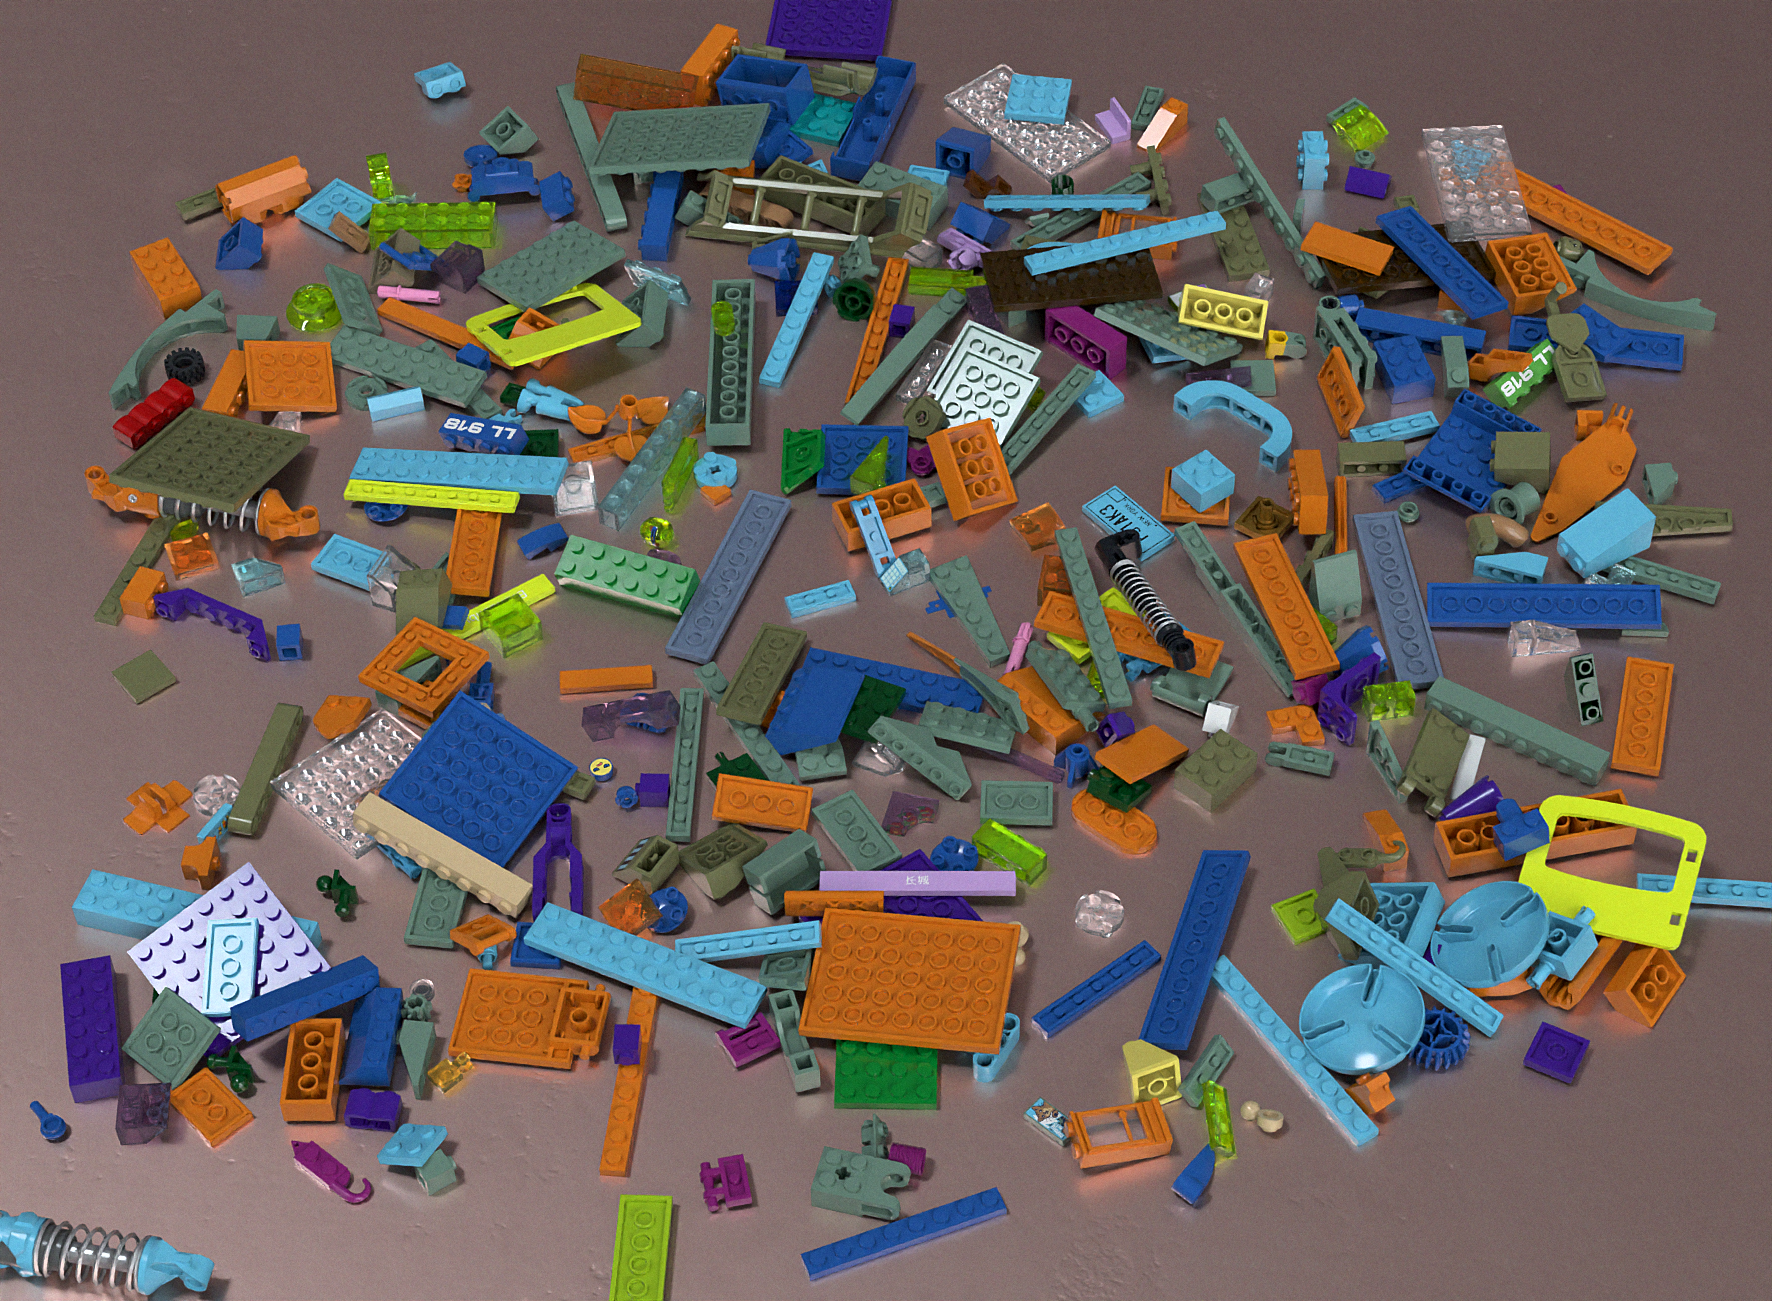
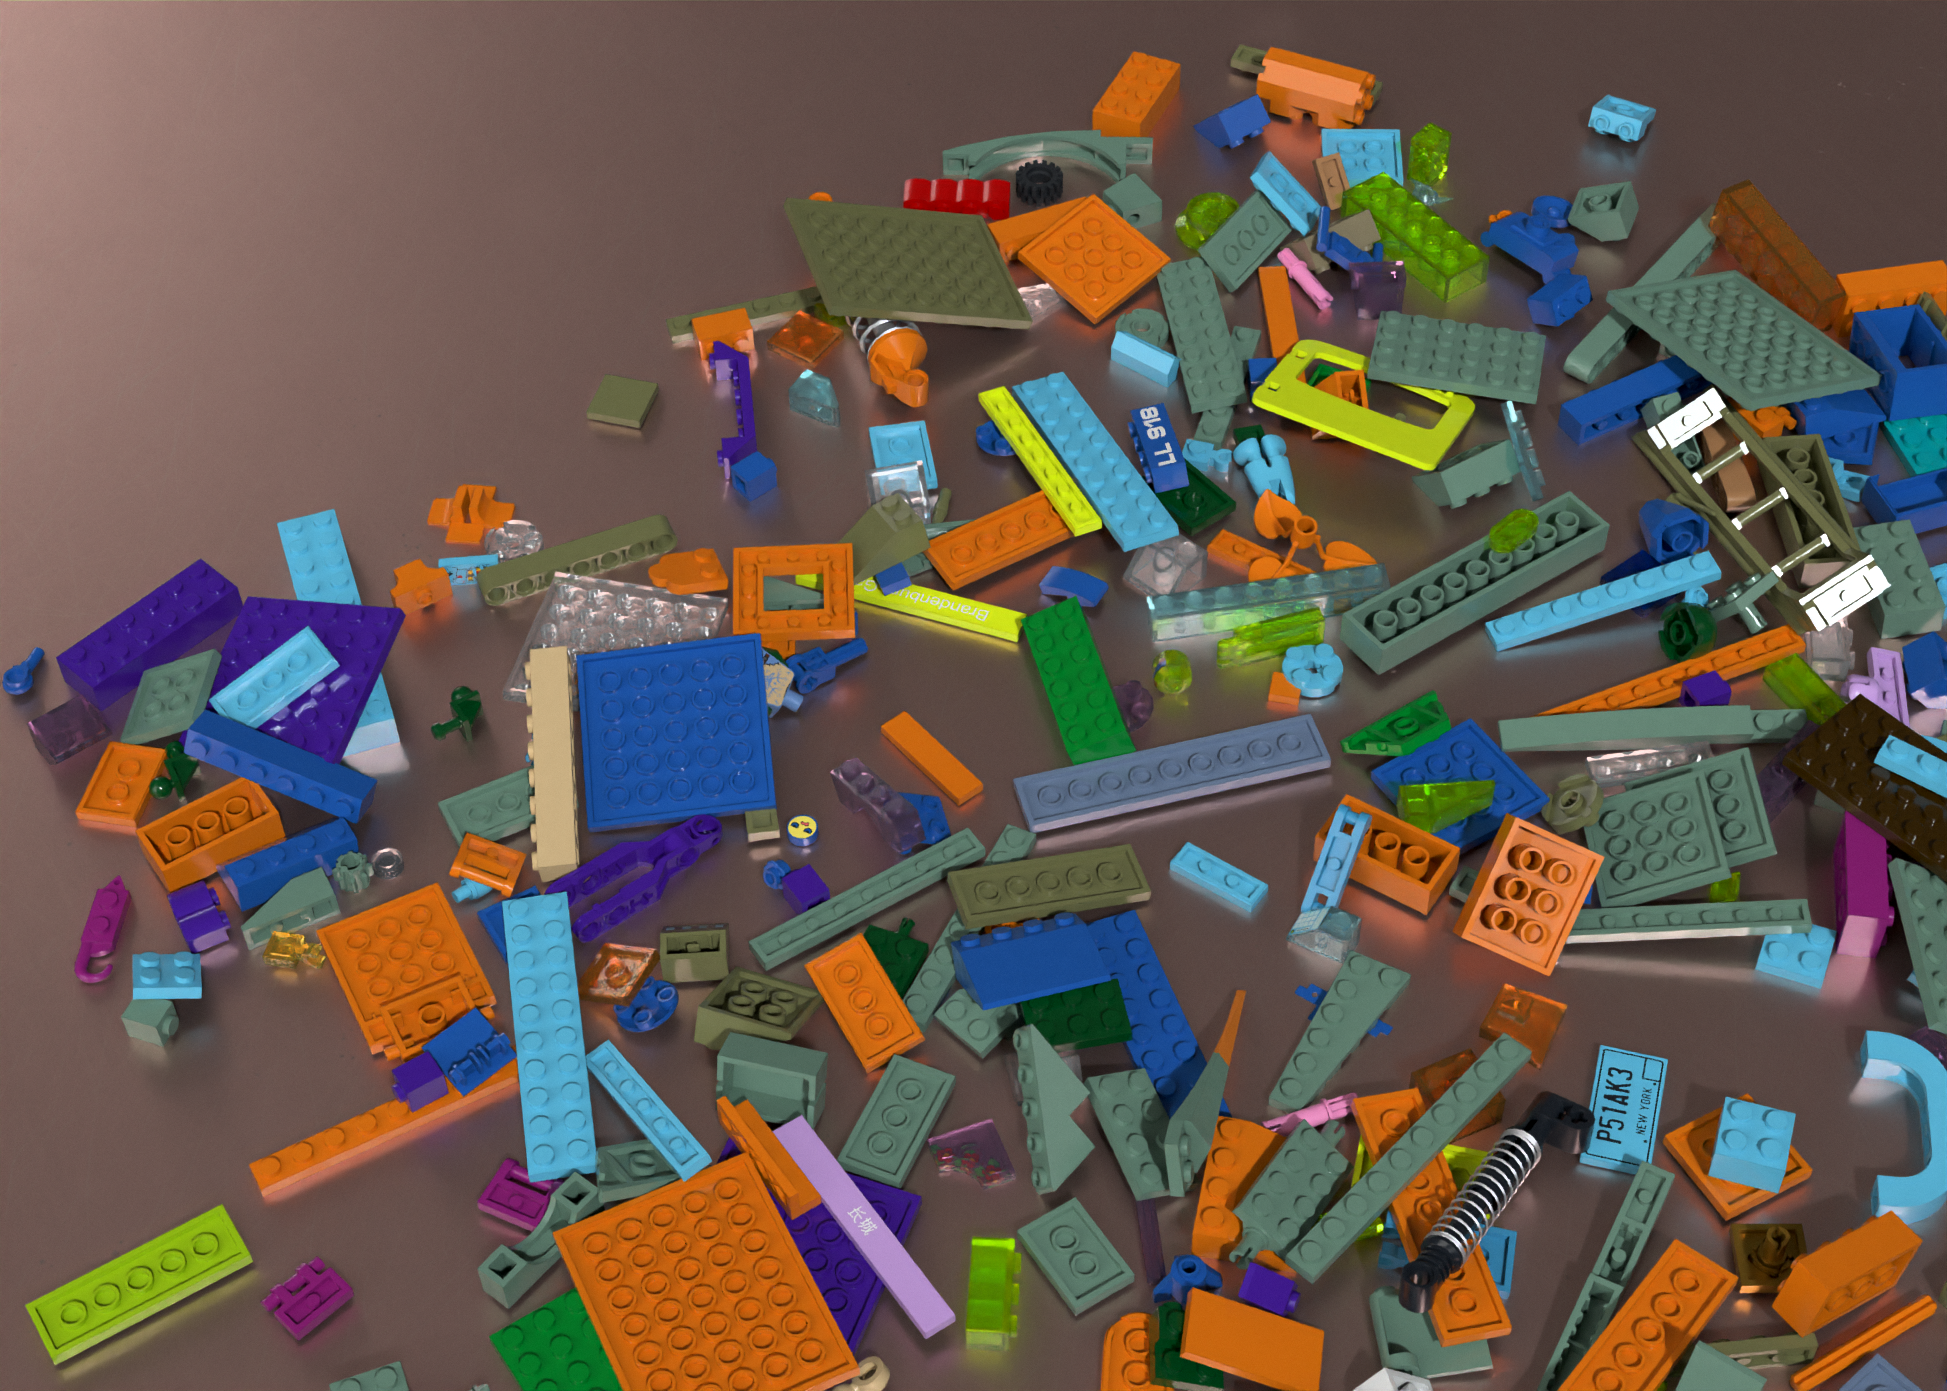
camera: 55 degrees right, 0 degrees up
(344, 257) = (1285, 193): none -> medium azure plate
(510, 626) = (927, 631): clear neon green container -> none
(627, 1006) = (470, 1051): none -> blue hinge
(954, 855) = (940, 1241): blue dish -> none

